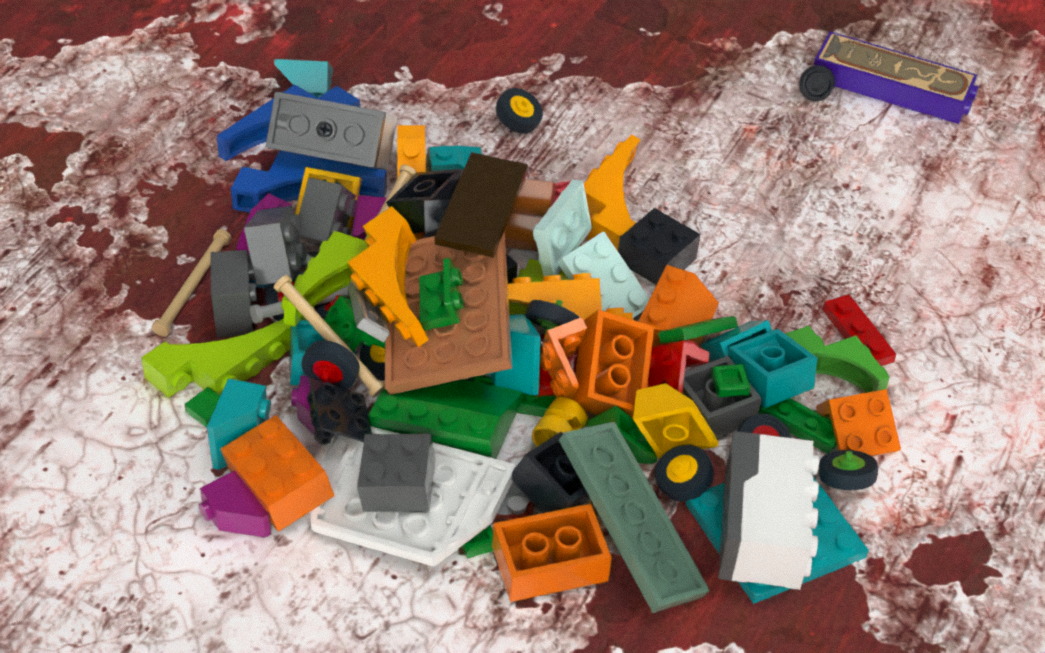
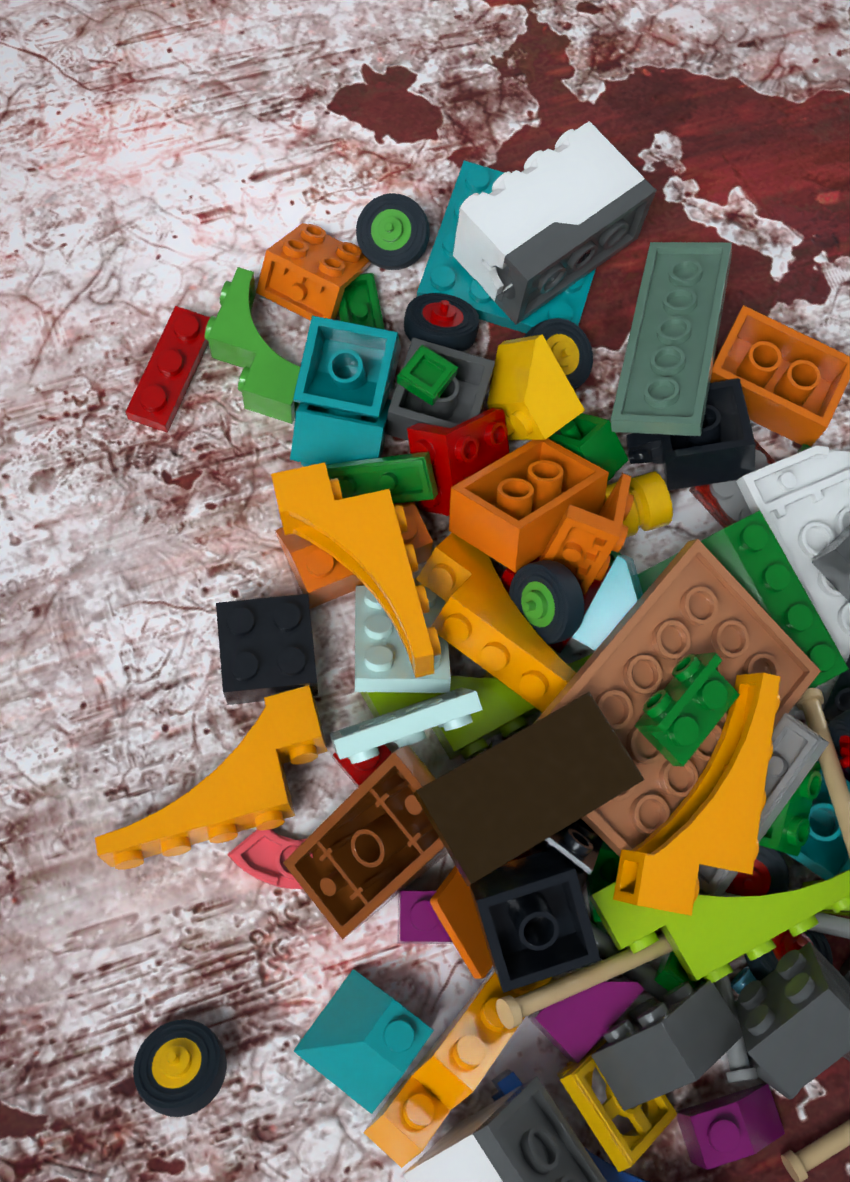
camera: 145 degrees left, 25 degrees up
(657, 278) = (368, 541): none -> light orange arch

